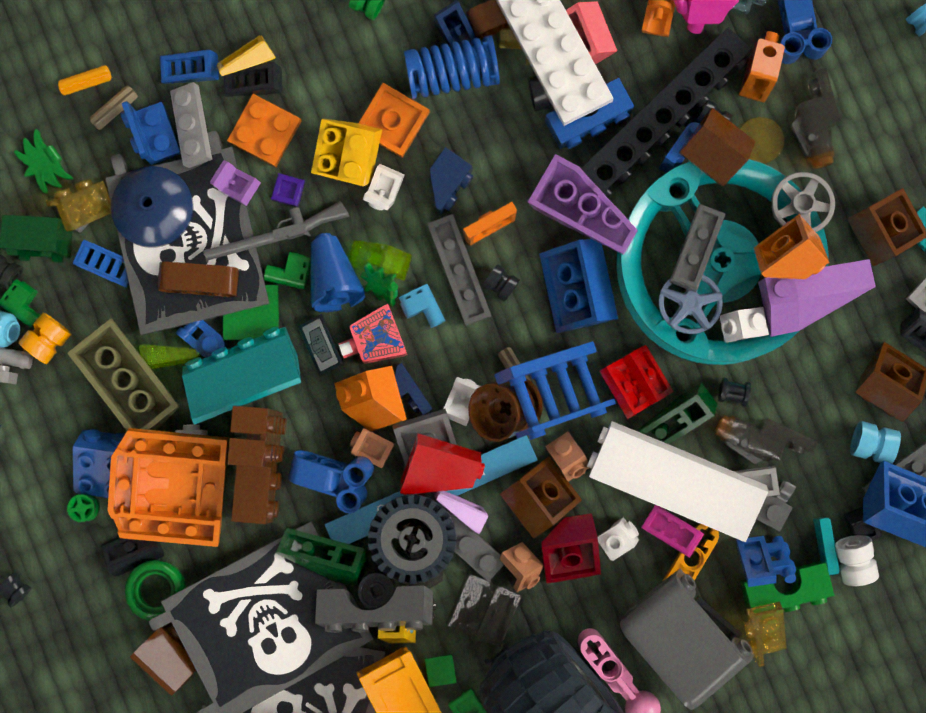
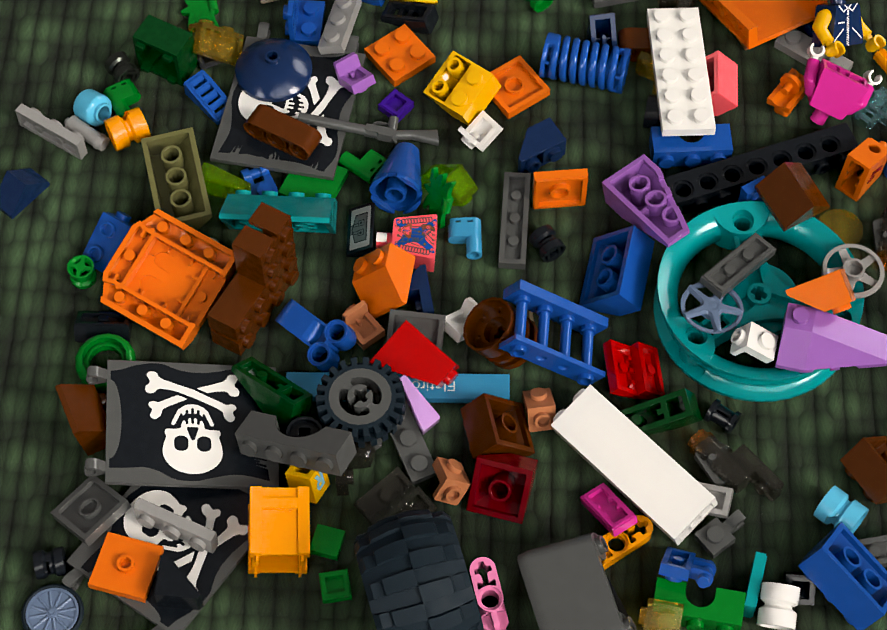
camera: 20 degrees right, 25 degrees down
(619, 539) = (553, 489): white bracket -> none

